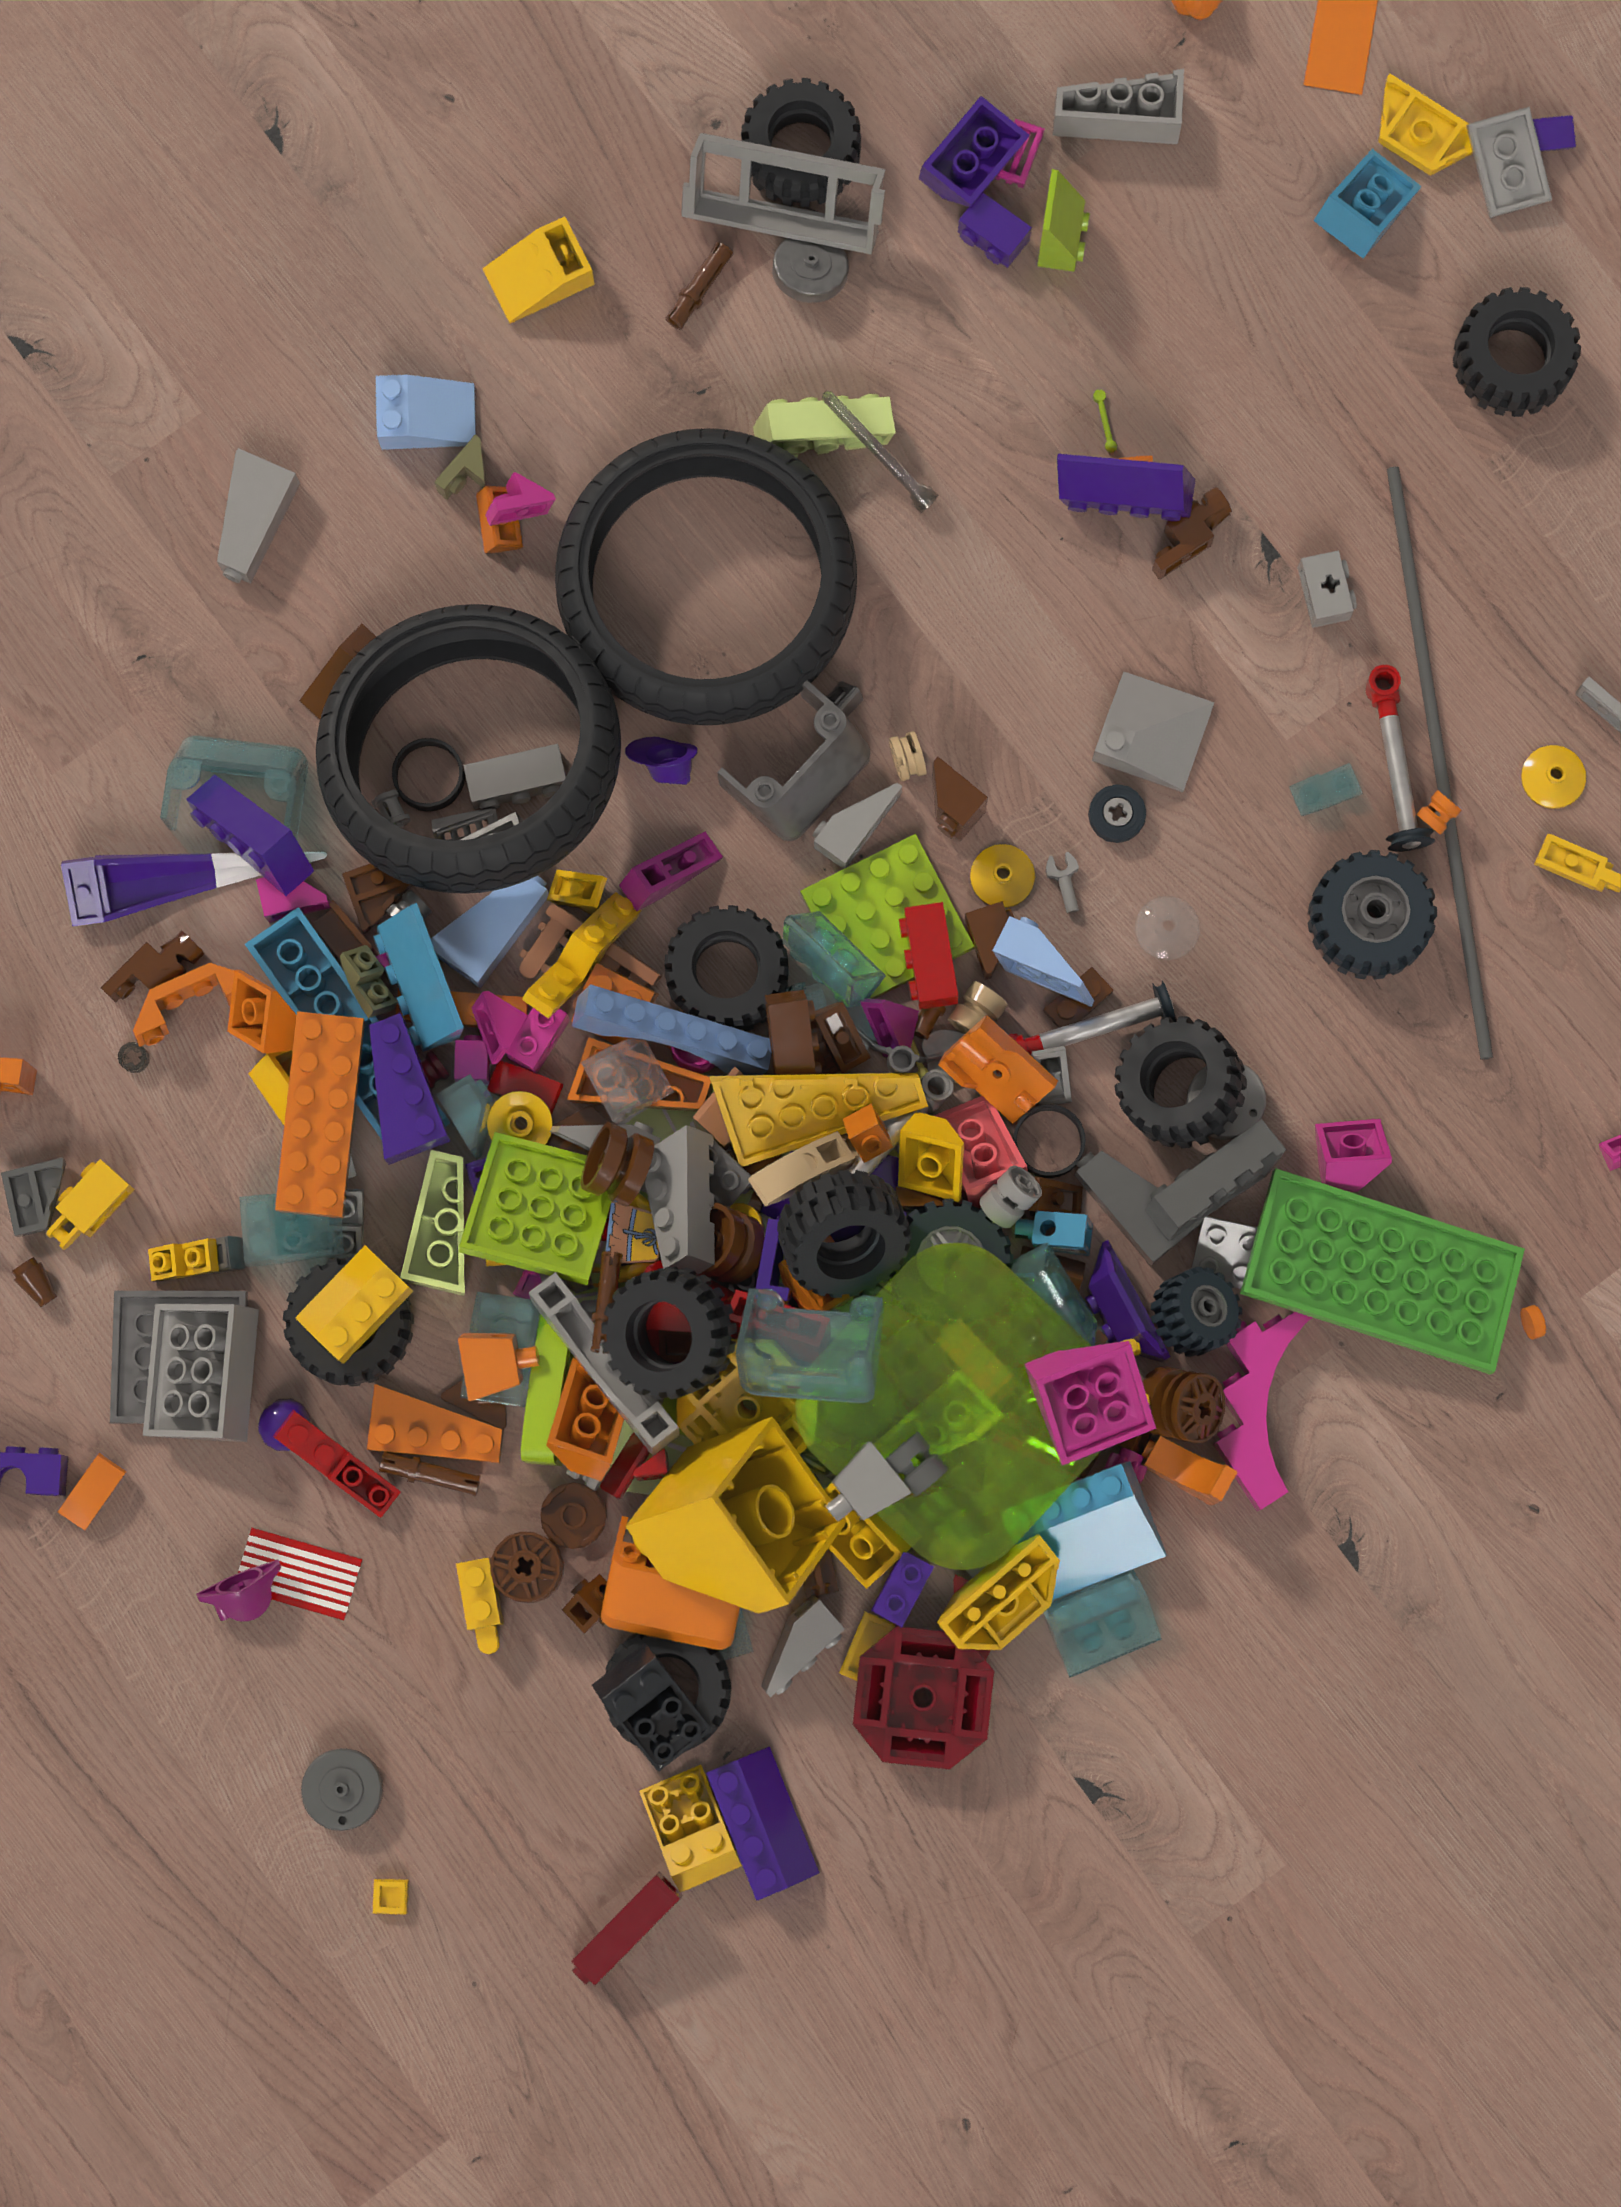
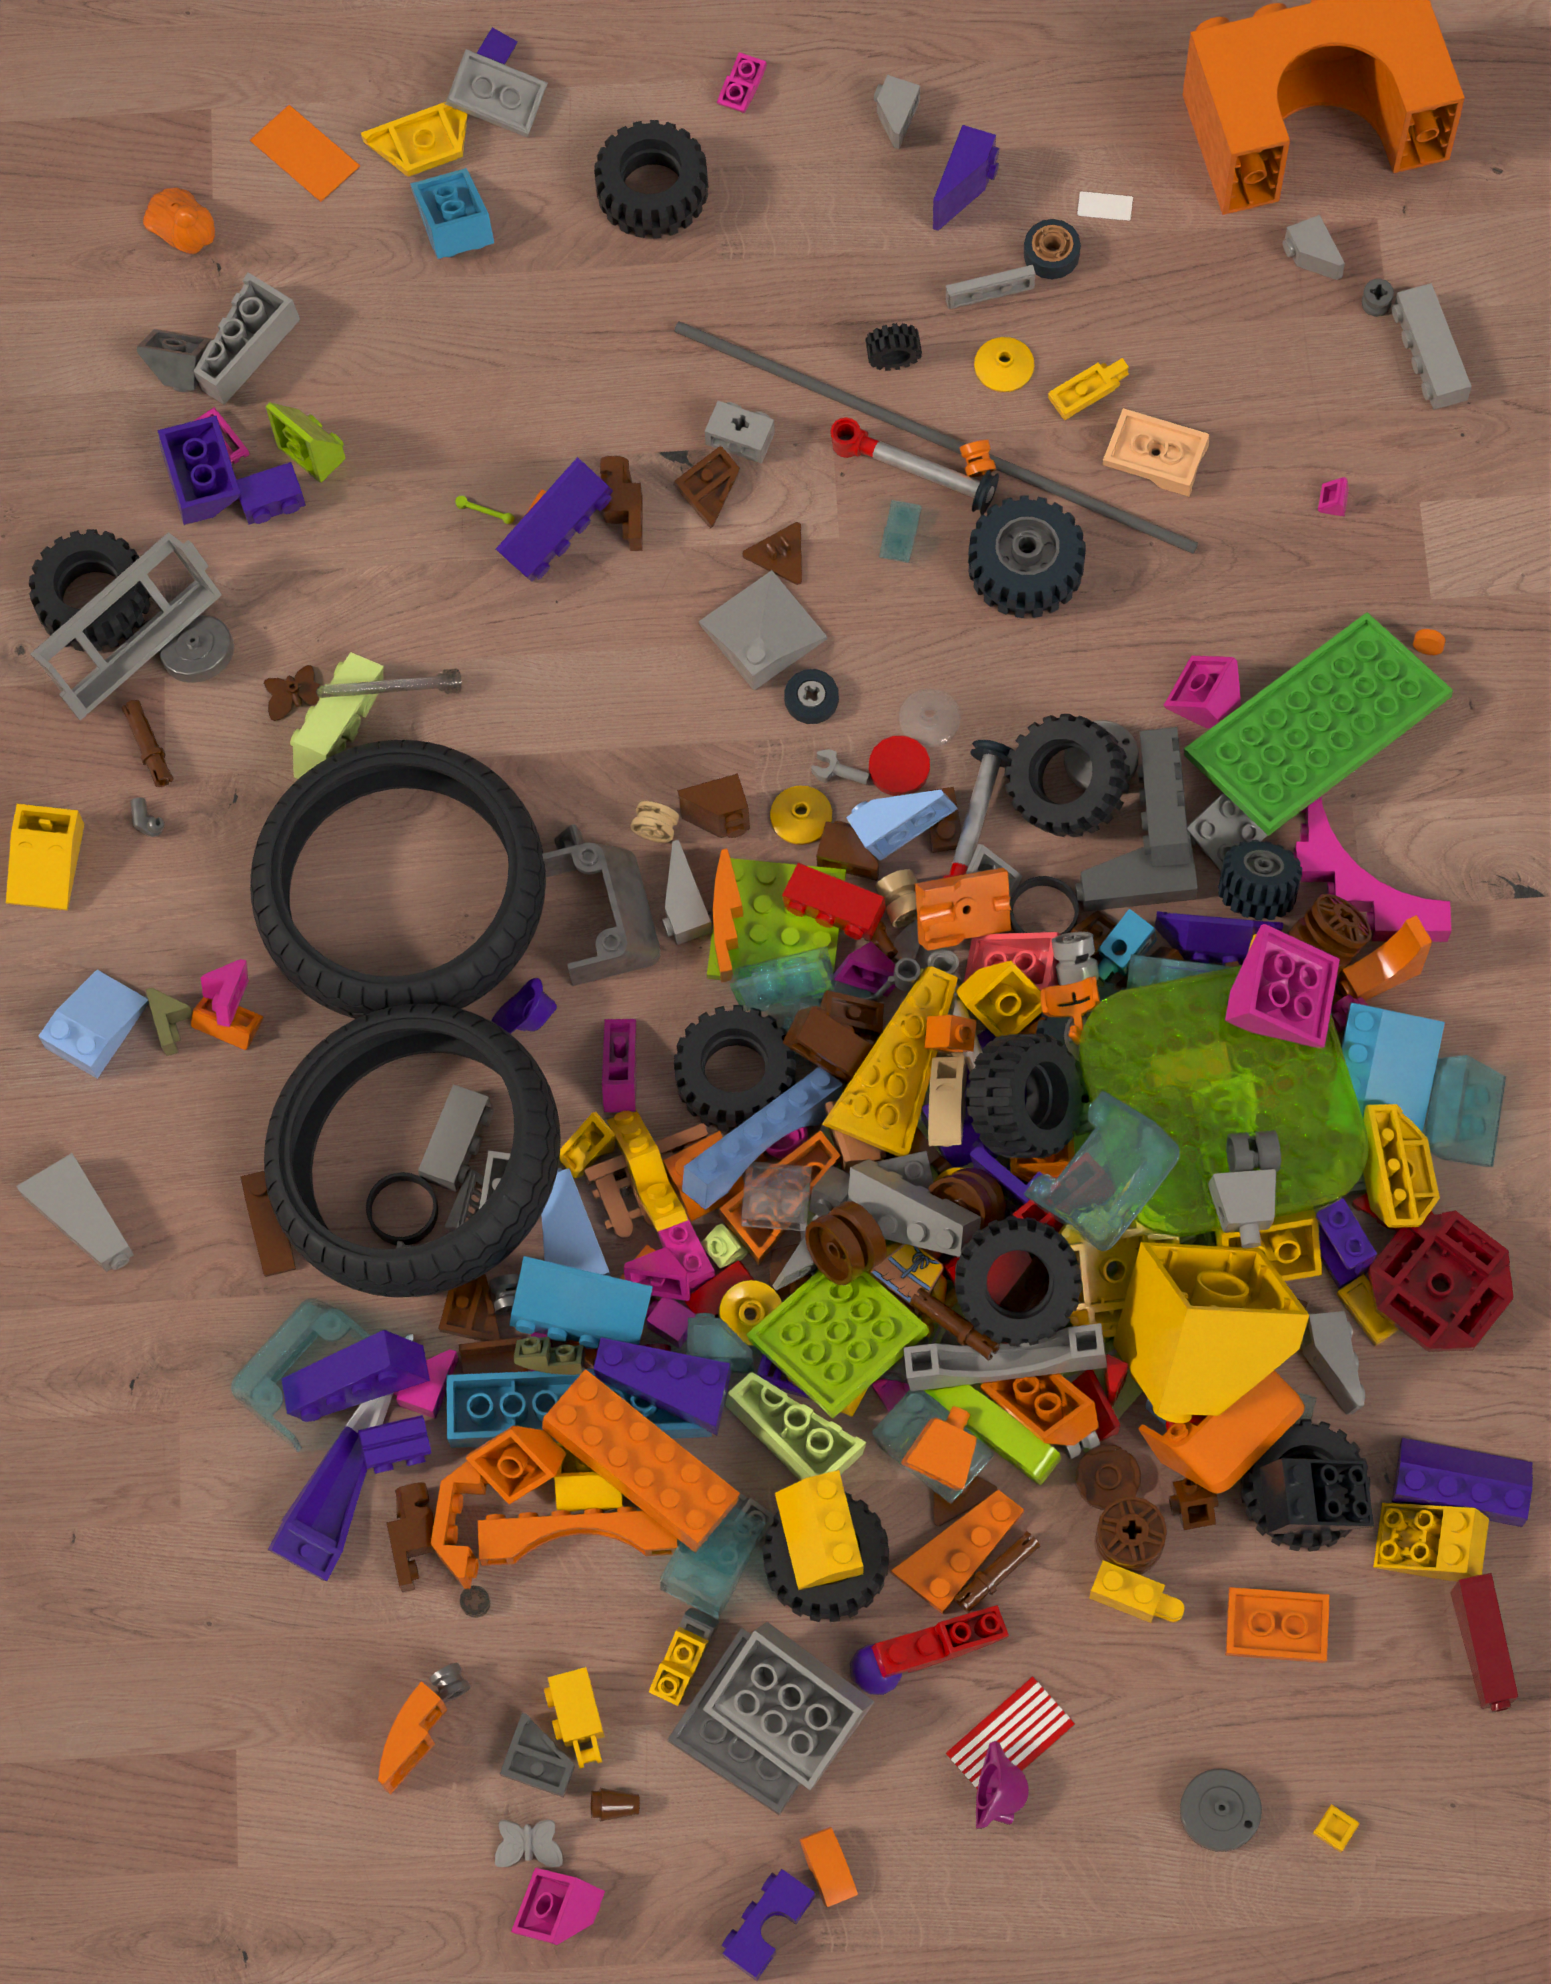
camera: 55 degrees left, 10 degrees down
(51, 1082) = (450, 1682): none -> flat silver wheel
(200, 1052) = (509, 1539): none -> orange arch
(220, 903) = (394, 1443): none -> dark purple brick
(533, 1739) = (1277, 1625): none -> orange plate
(562, 1062) = (723, 1246): none -> yellowish green bracket
(628, 330) = (142, 821): none -> flat silver arm
(660, 1121) = (829, 1191): none -> flat silver brick
(829, 371) = (291, 690): none -> reddish brown piece
(867, 865) = (726, 907): none -> orange slope
(961, 1199) = (1063, 994): none -> orange helmet
(1065, 59) = (173, 357): none -> flat silver slope
(1103, 930) = (899, 765): none -> red tile
(1236, 699) = (779, 553): none -> reddish brown piece
(1258, 595) = (709, 484): none -> reddish brown wing
(1497, 669) = (893, 346): none -> black tyre
(1562, 940) = (1178, 445): none -> light nougat piece

